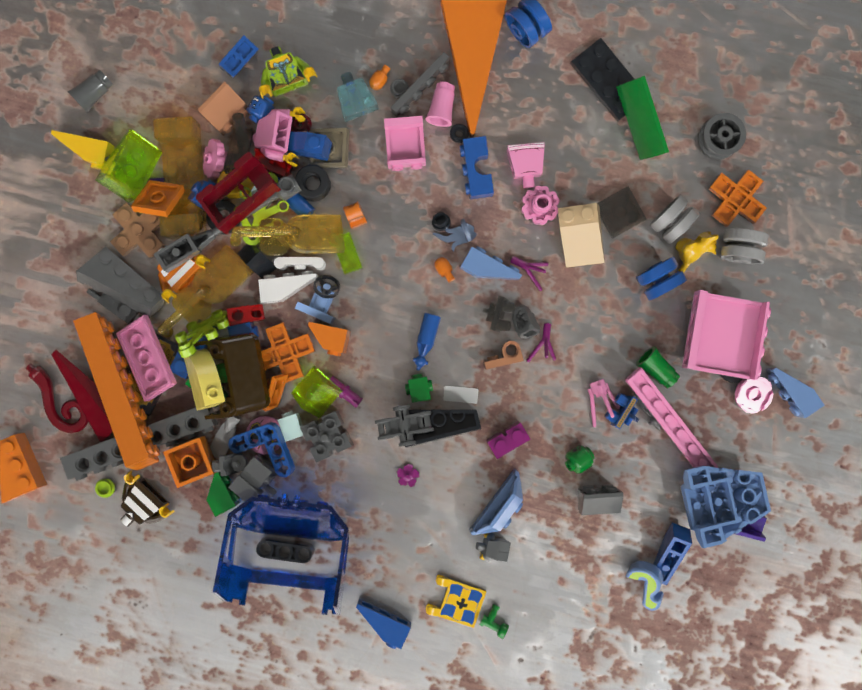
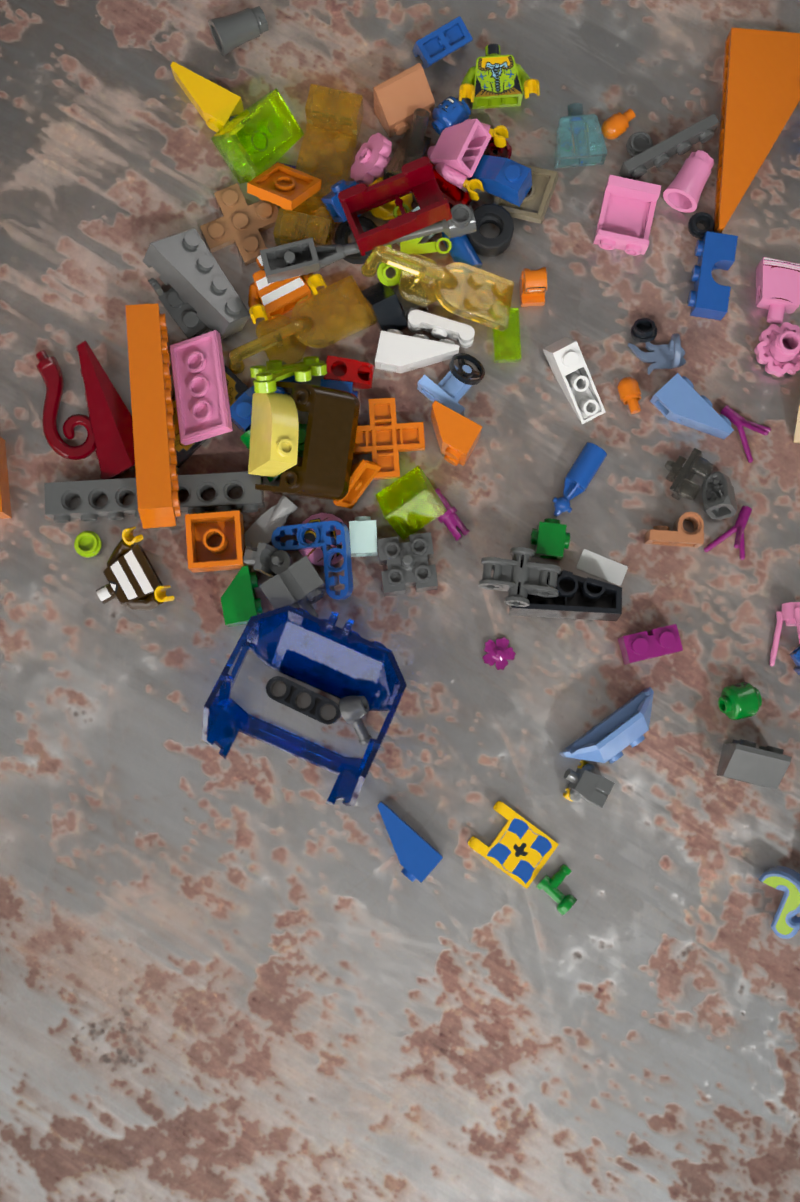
camera: 20 degrees right, 5 degrees down
(320, 546) = (352, 710): none -> dark grey bar
(403, 270) = (574, 378): none -> white slope

